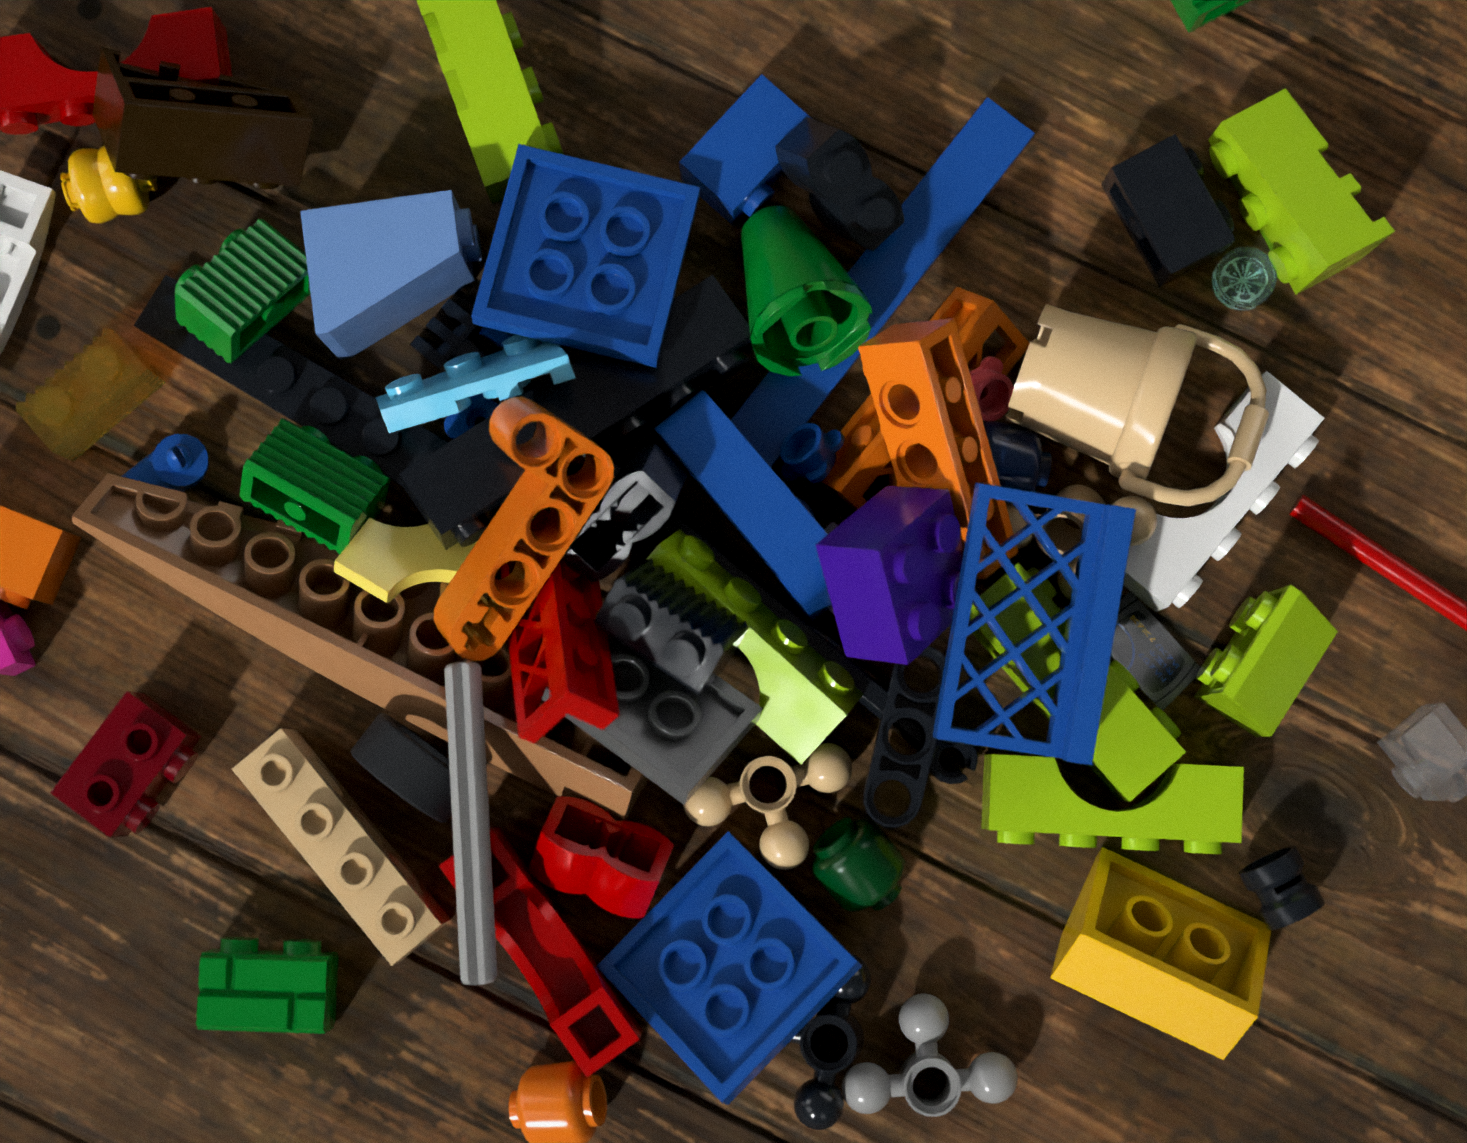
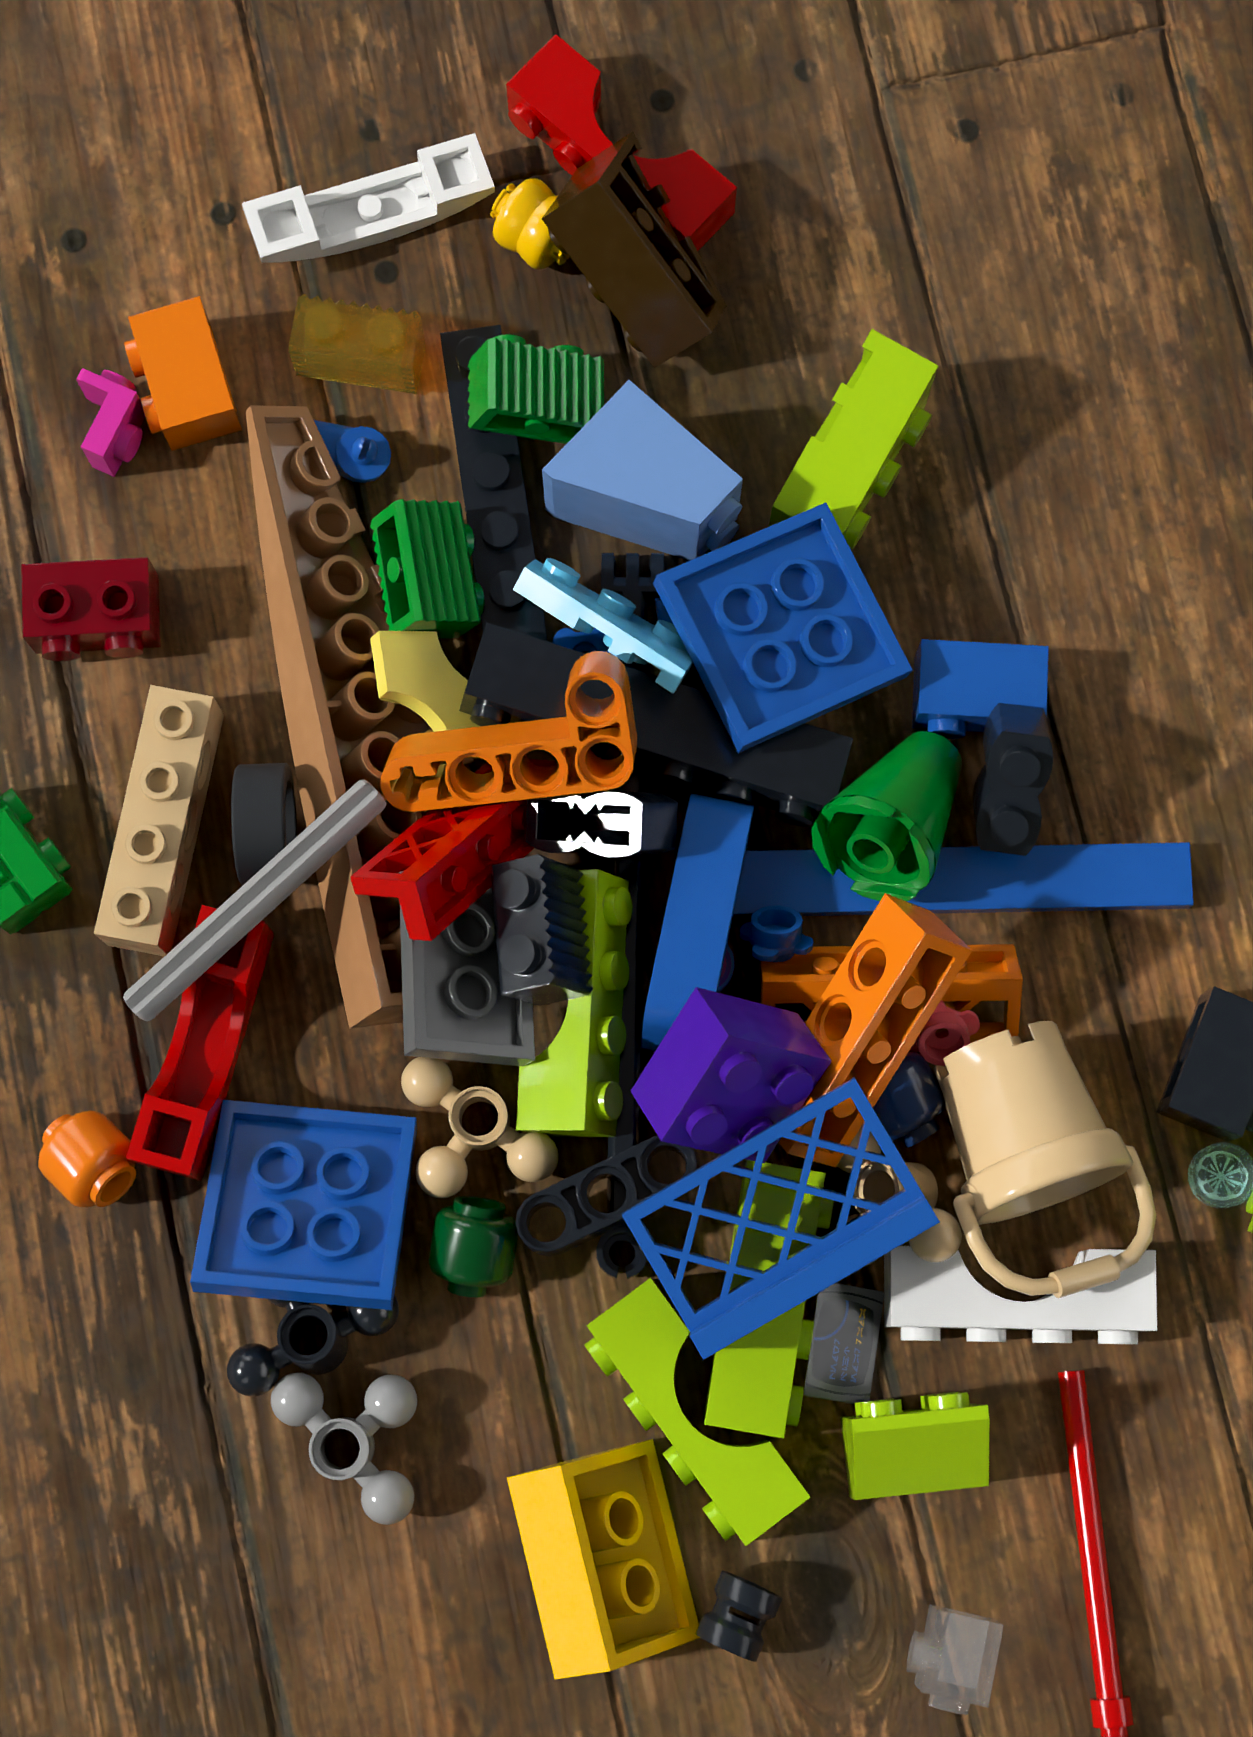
camera: 50 degrees right, 5 degrees down
(600, 857) = (313, 1036): red brick -> none

